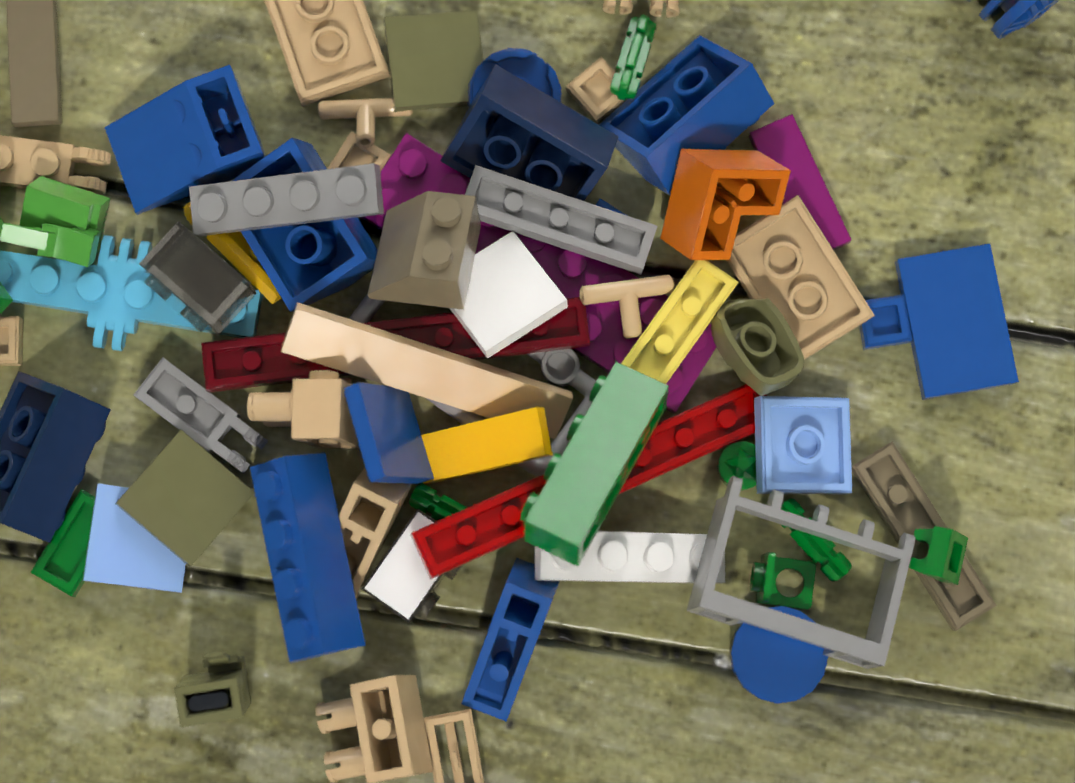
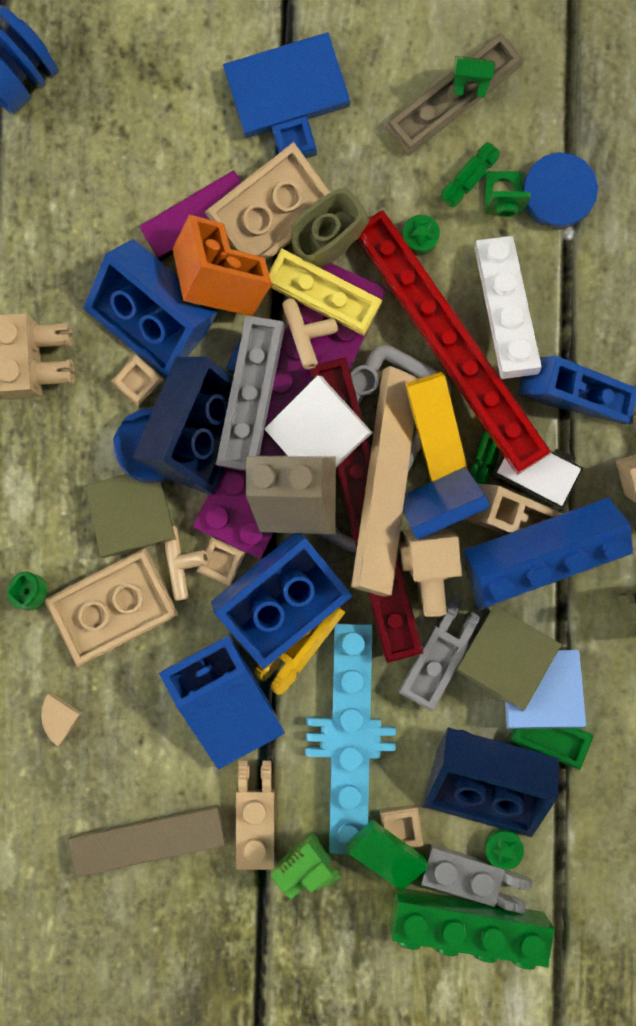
camera: 95 degrees left, 5 degrees up
(60, 221) = (302, 792): bright green piece -> none
(197, 279) = (337, 674): clear smoke brick -> none
(286, 200) = (266, 609): light grey plate -> none
(595, 463) = (448, 334): brick -> none
(633, 57) = (109, 355): green axle -> none
(803, 445) = (400, 188): light blue tile -> none
(837, 644) = (509, 111): light grey hinge -> none

